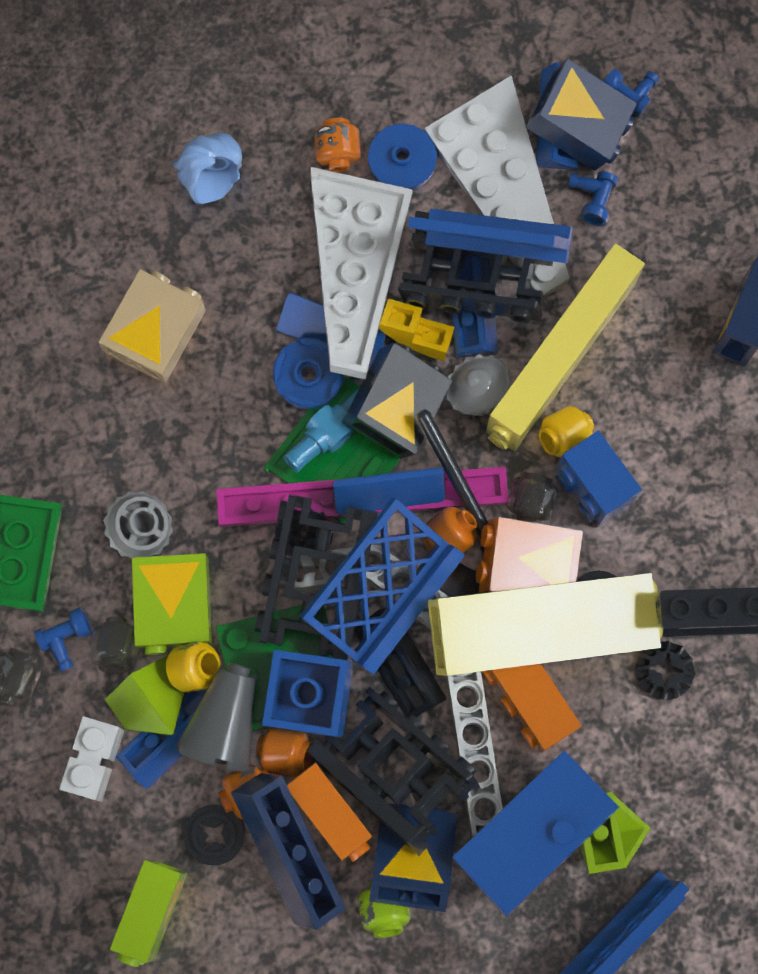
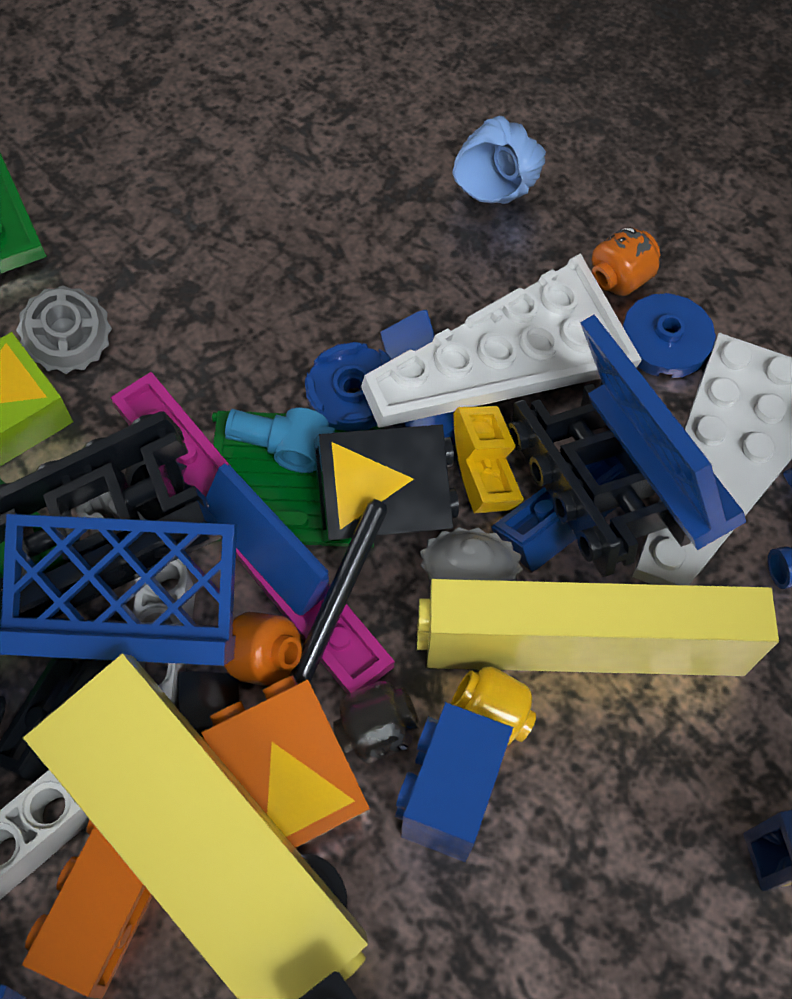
camera: 55 degrees right, 15 degrees down
(153, 325) = (296, 218): tan brick -> none

